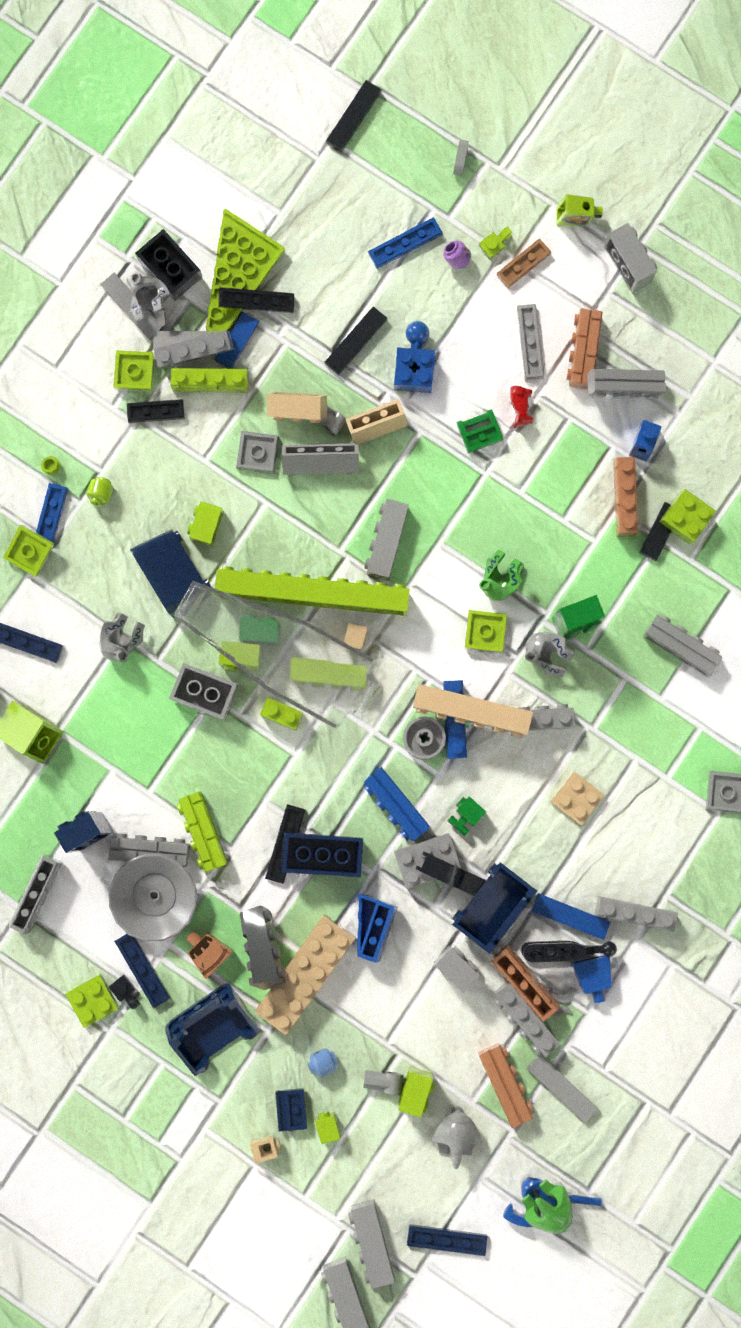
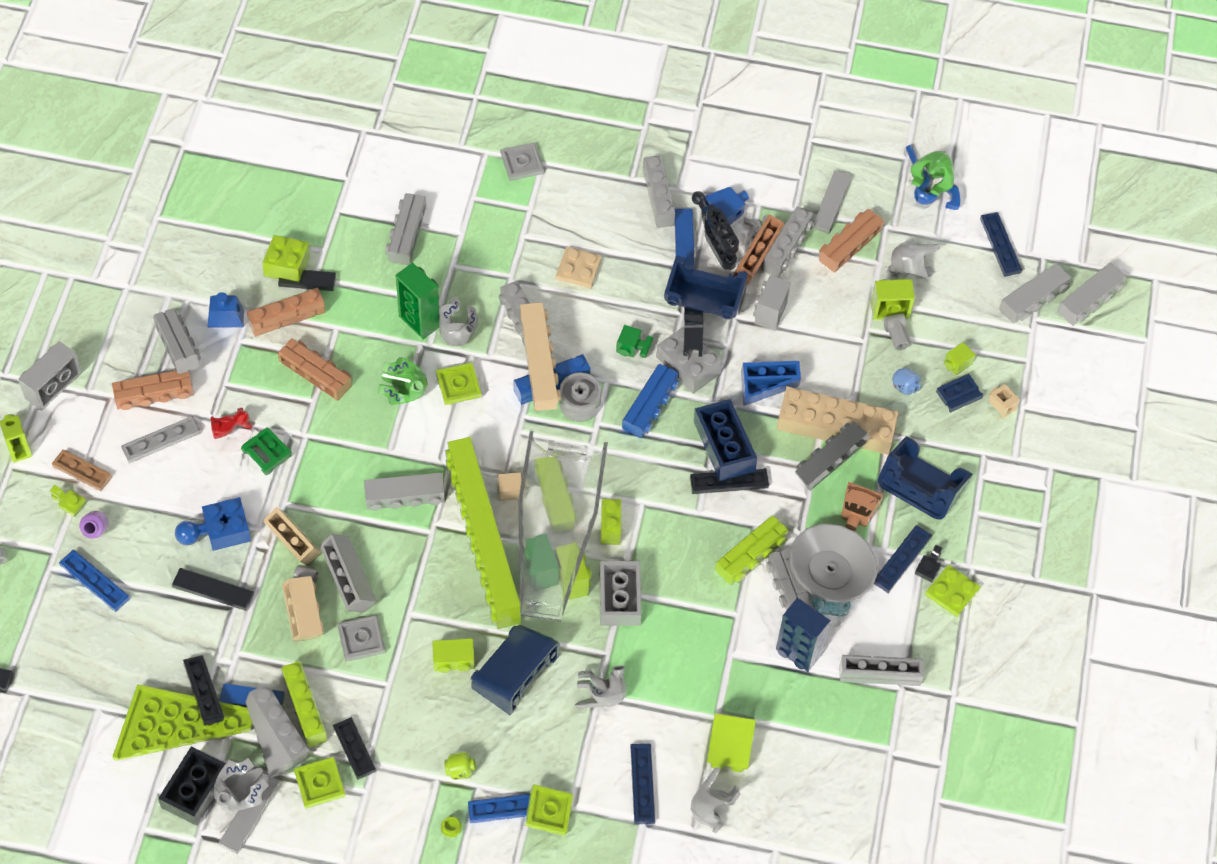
camera: 120 degrees left, 25 degrees down
(552, 502) = (315, 369): none -> nougat brick

